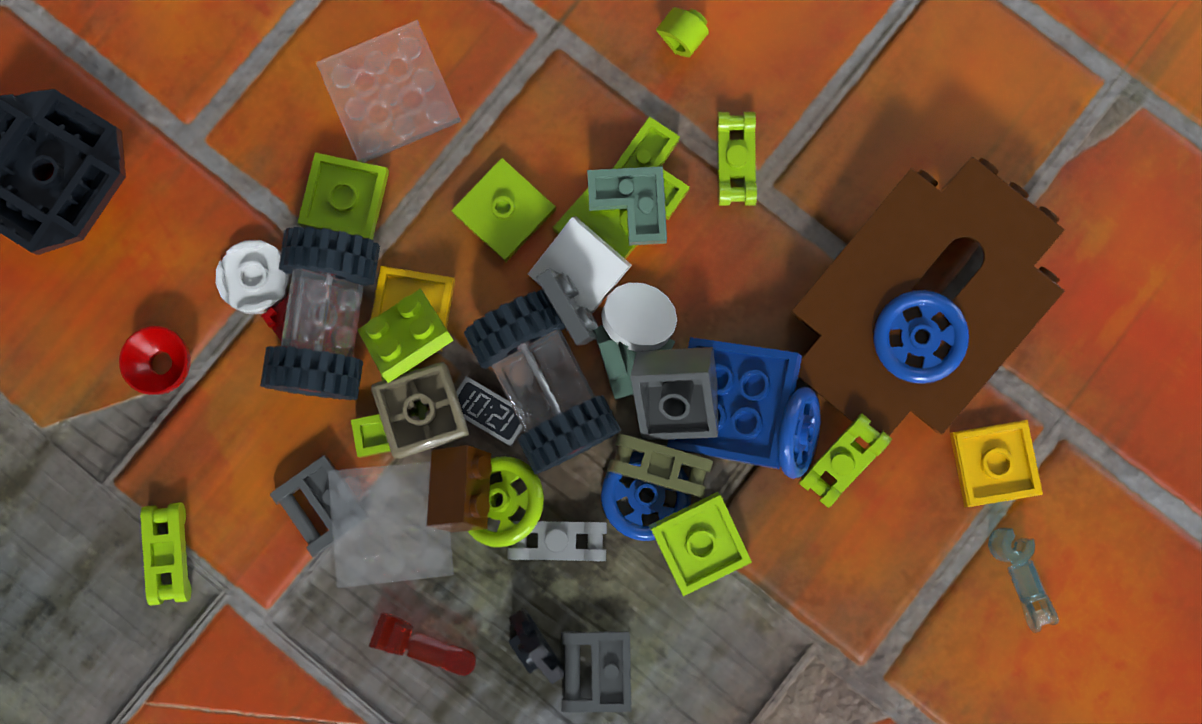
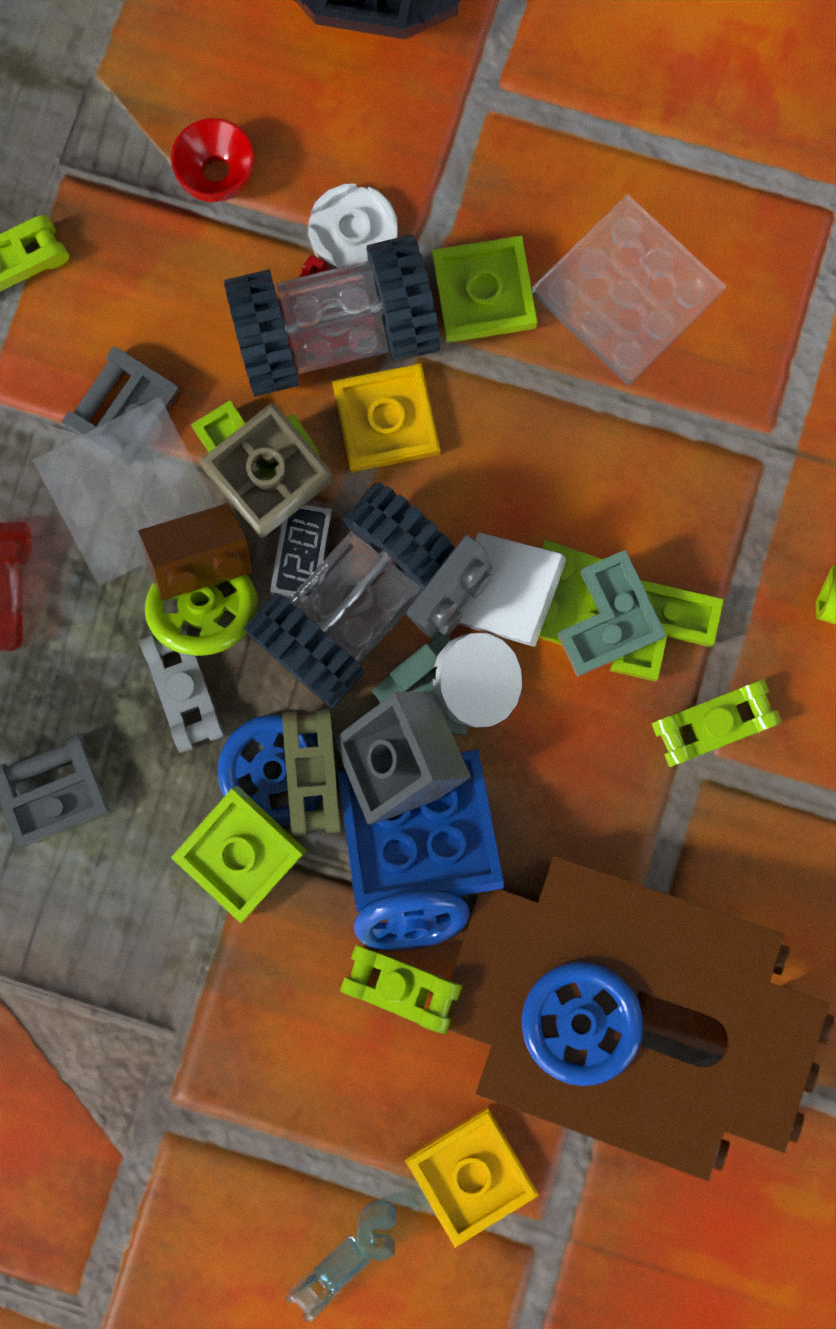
camera: 65 degrees right, 0 degrees up
(404, 335) = (346, 418): lime plate -> none
(503, 210) = (543, 476): lime plate -> none
(533, 648) = (49, 709): black plate -> none

